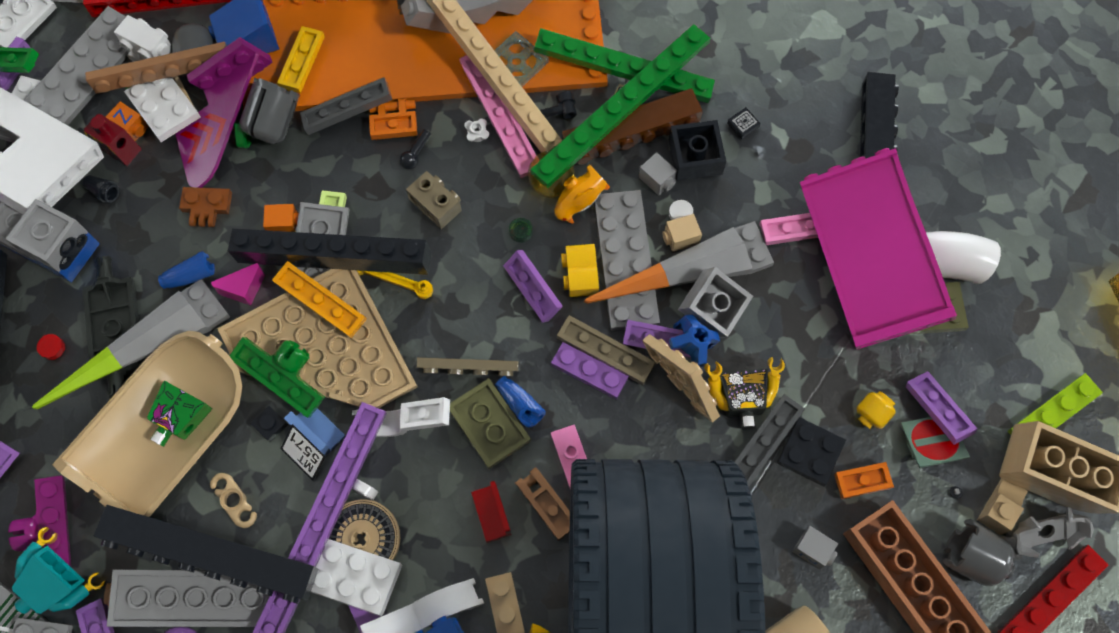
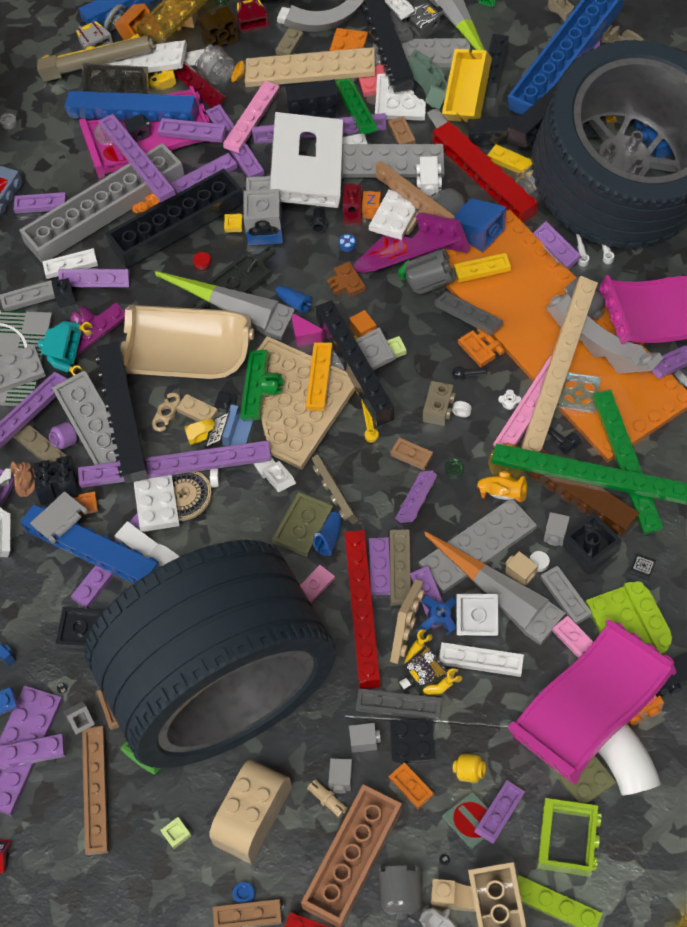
camera: 65 degrees right, 10 degrees down
(27, 282) = (233, 223): none -> yellow plate
(52, 37) = (401, 131): none -> medium nougat plate
(155, 175) = (347, 242): none -> blue tile
(175, 413) = (199, 347): green torso -> none
(256, 462) = (196, 409): none -> tan plate
(290, 474) = (199, 431): none -> yellow rock
(457, 181) = (461, 409): none -> white tile
(476, 261) = (411, 454): none -> medium nougat plate
(581, 270) = (448, 520): yellow brick -> none
(631, 415) = (362, 610): none -> red brick
(735, 209) = (566, 595): none -> light grey plate
(760, 330) = (481, 659): none -> white plate
(785, 499) = (364, 737): none -> light grey brick
(787, 159) = (636, 611): none -> lime plate
(832, 576) = (327, 798): none -> tan pin
(983, 377) = (571, 808): none -> lime window

